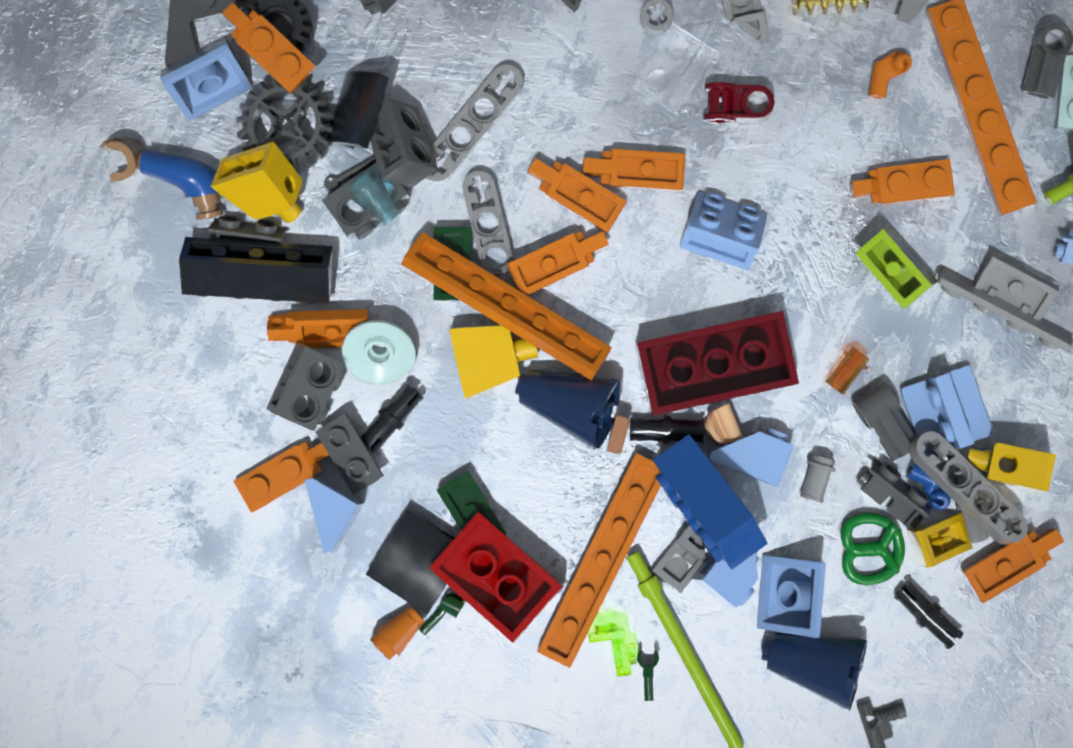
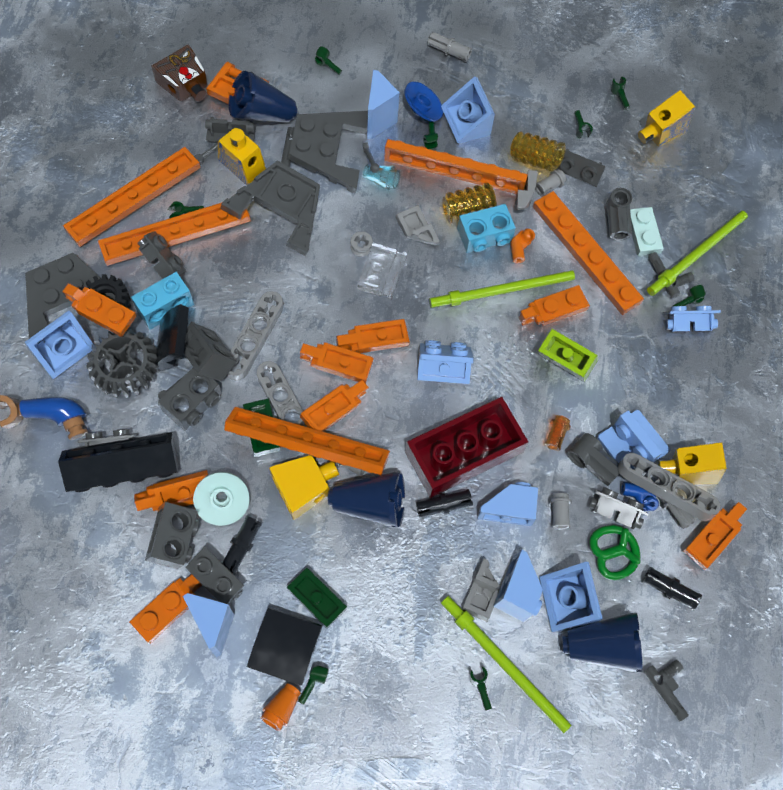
camera: 25 degrees left, 20 degrees down
(260, 183) = (111, 400): yellow torso -> none
(356, 44) = (160, 298): none -> medium azure brick
(373, 197) = (193, 387): clear light blue cone -> none
(496, 577) = (348, 640): red slope -> none
(601, 562) = (423, 612): orange plate -> none
(618, 435) = (410, 514): nougat tile -> none
(623, 652) = (458, 674): clear neon green bracket -> none
(708, 503) = (492, 538): blue brick -> none
(722, 425) = (482, 489): light nougat plate -> none
(735, 103) = (428, 282): dark red piece -> none
(767, 135) = (455, 298): none -> lime bar
(840, 28) = (484, 224): none -> medium azure brick
(939, 540) = (659, 532): yellow slope -> none
(1012, 294) = (651, 355): light grey bracket -> none

